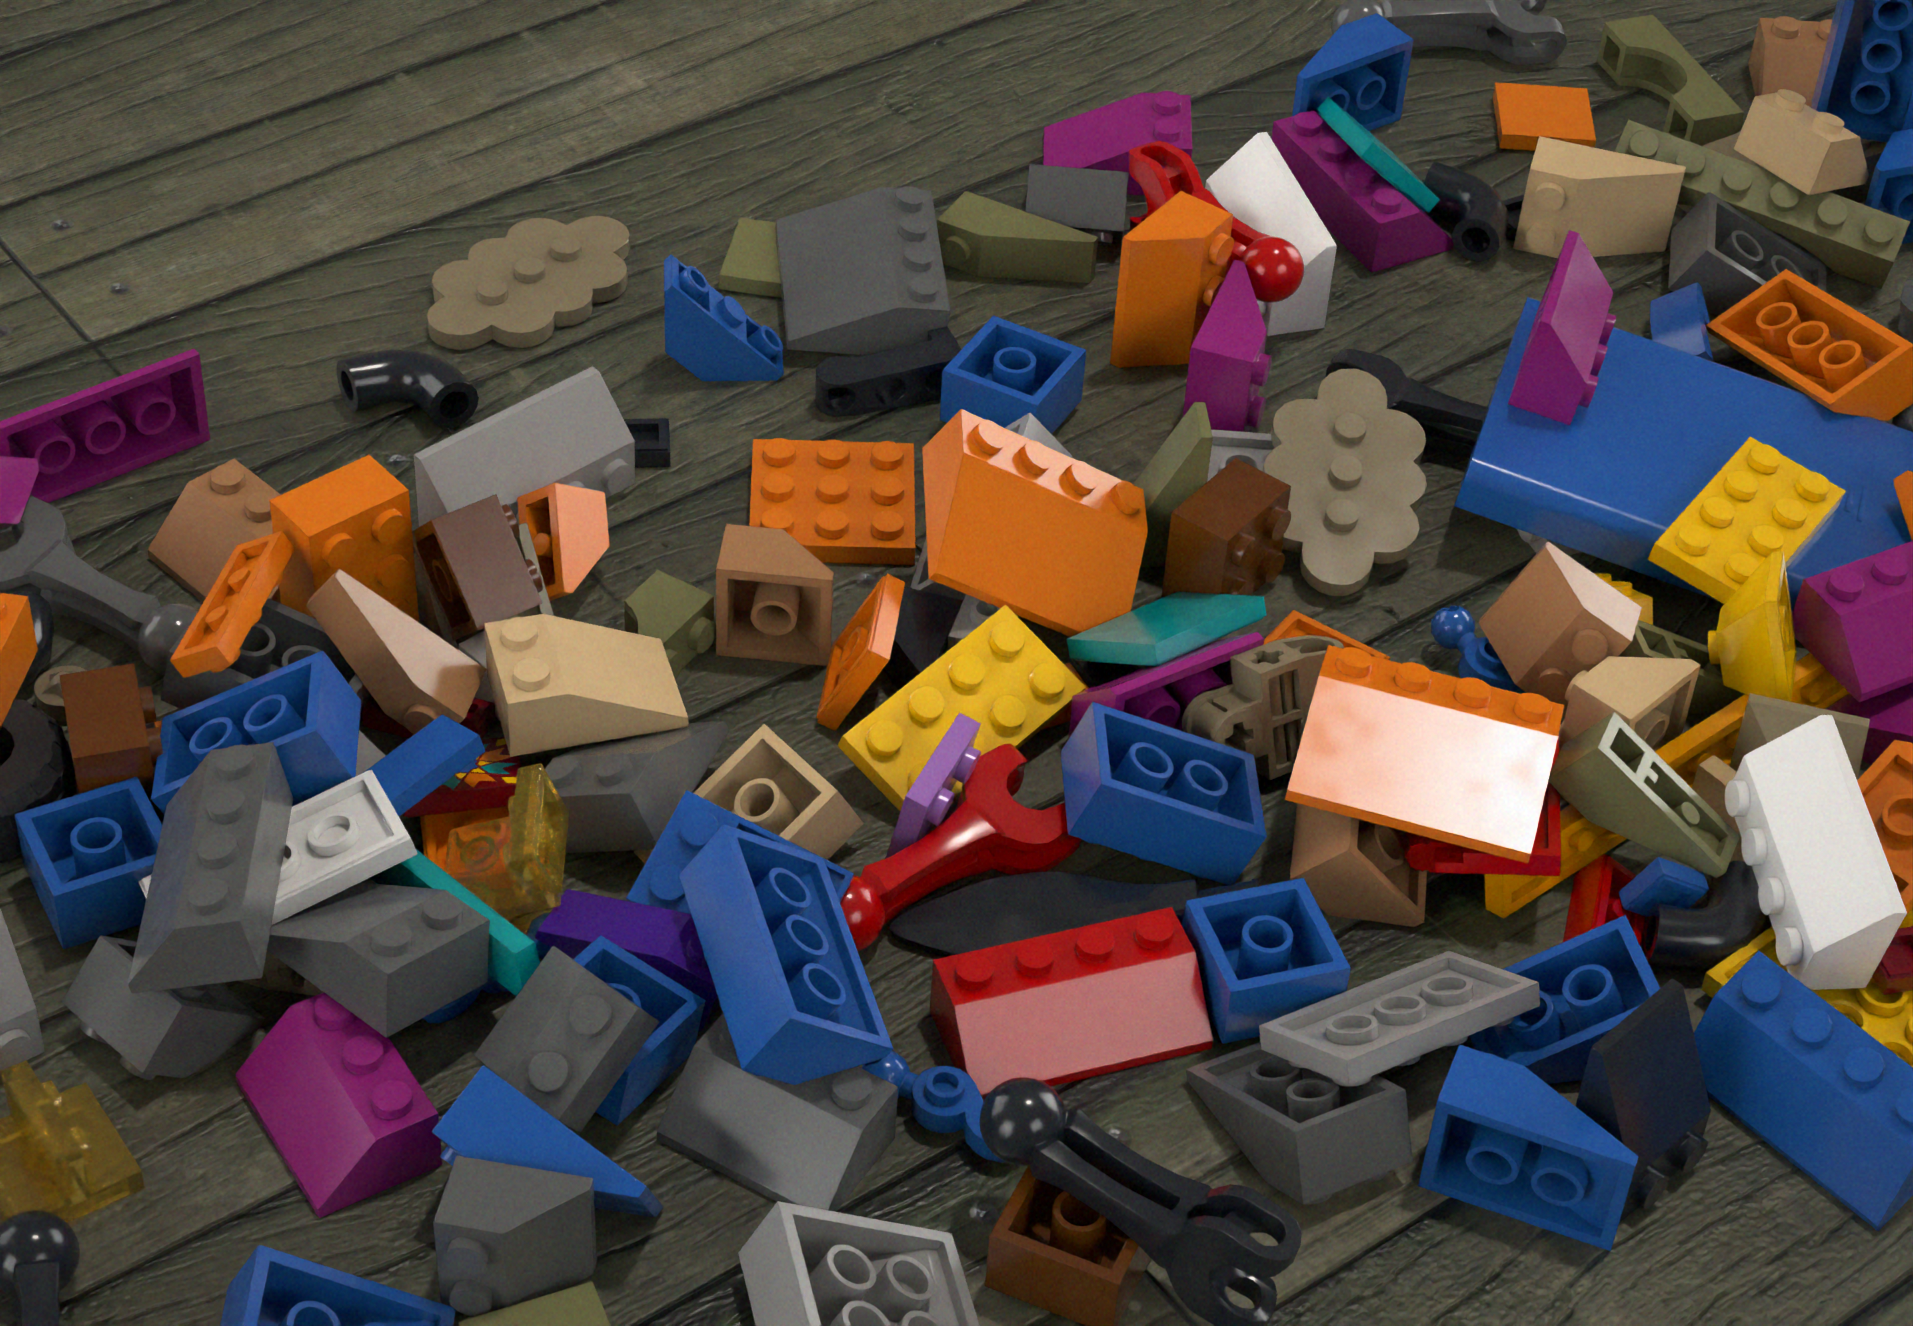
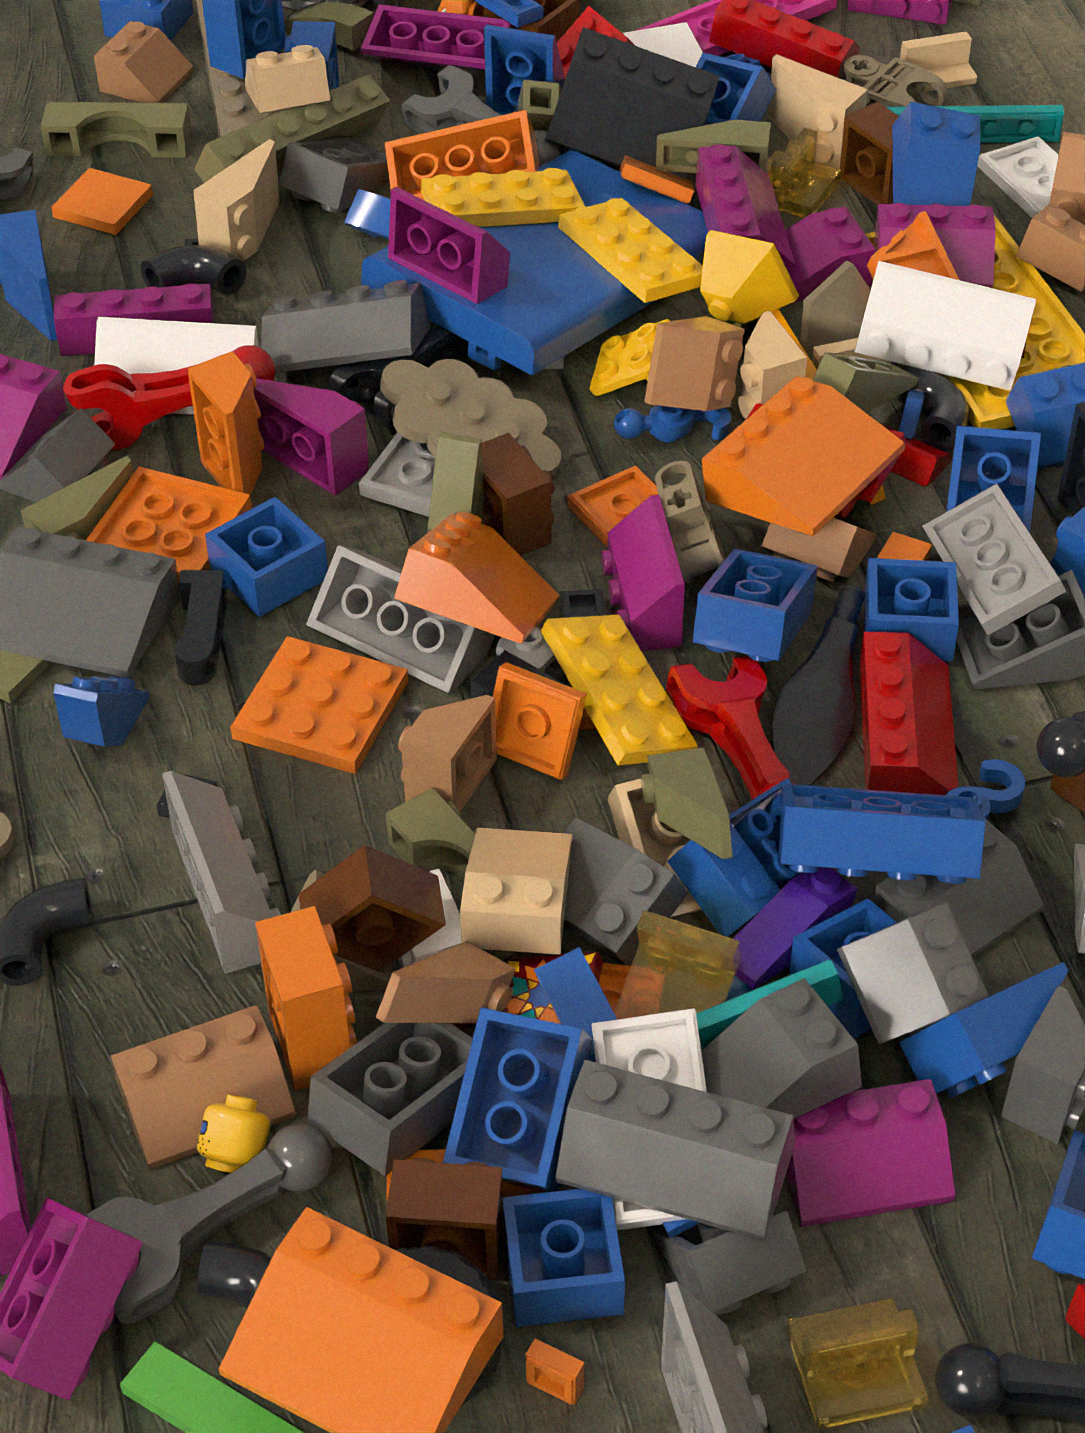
camera: 65 degrees left, 5 degrees up
(181, 574) = (232, 1133): none -> yellow head
(233, 605) = (369, 1067): orange plate -> none
(566, 532) = (295, 855): orange slope -> none
(735, 767) = (689, 798): none -> olive slope
(931, 792) = (707, 716): medium lavender wing -> none
(1042, 294) = (168, 517): none -> orange plate
(1166, 628) = (581, 554): teal tile -> none
(1377, 155) = (127, 279): teal tile -> none
(1391, 948) = (905, 548): none -> orange tile
(1418, 331) = (345, 326): none -> dark grey slope
(1749, 385) = (504, 198): none -> yellow plate

